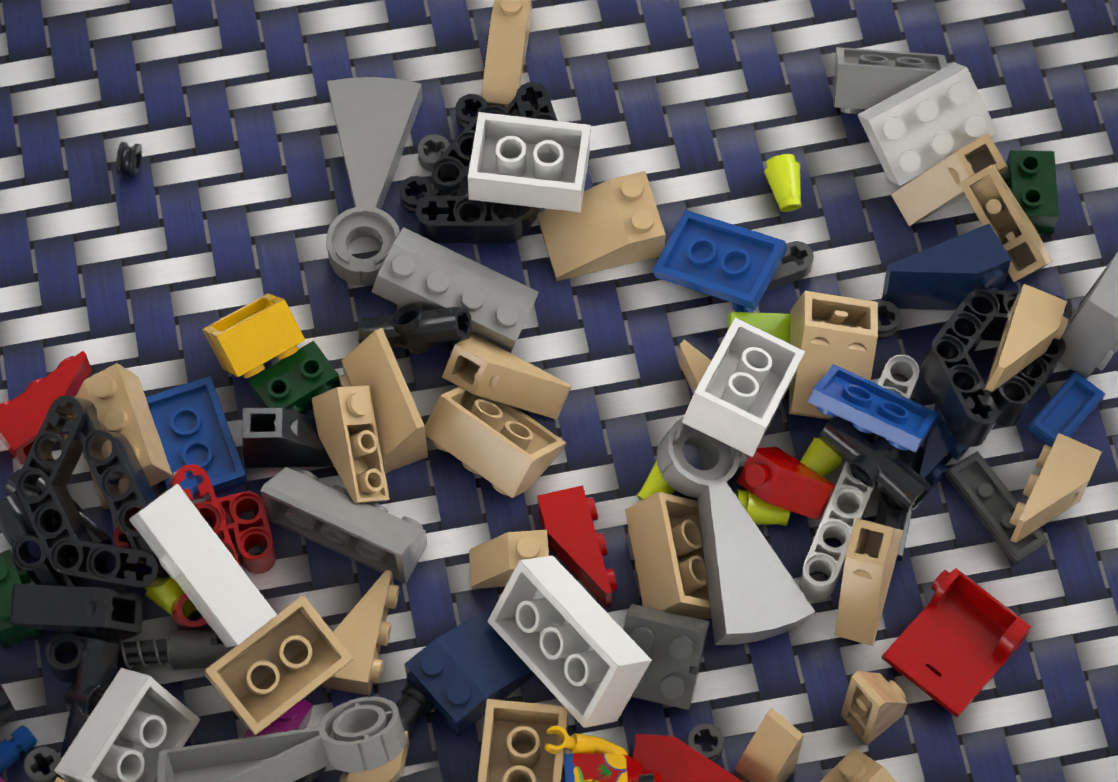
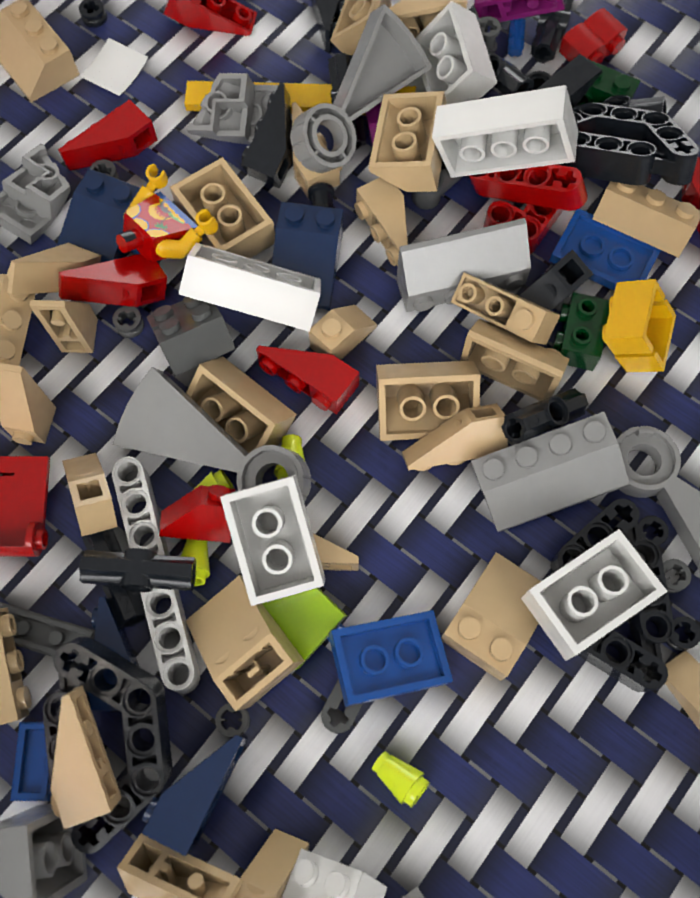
camera: 140 degrees right, 5 degrees up
(873, 408) = (164, 604): blue plate -> none

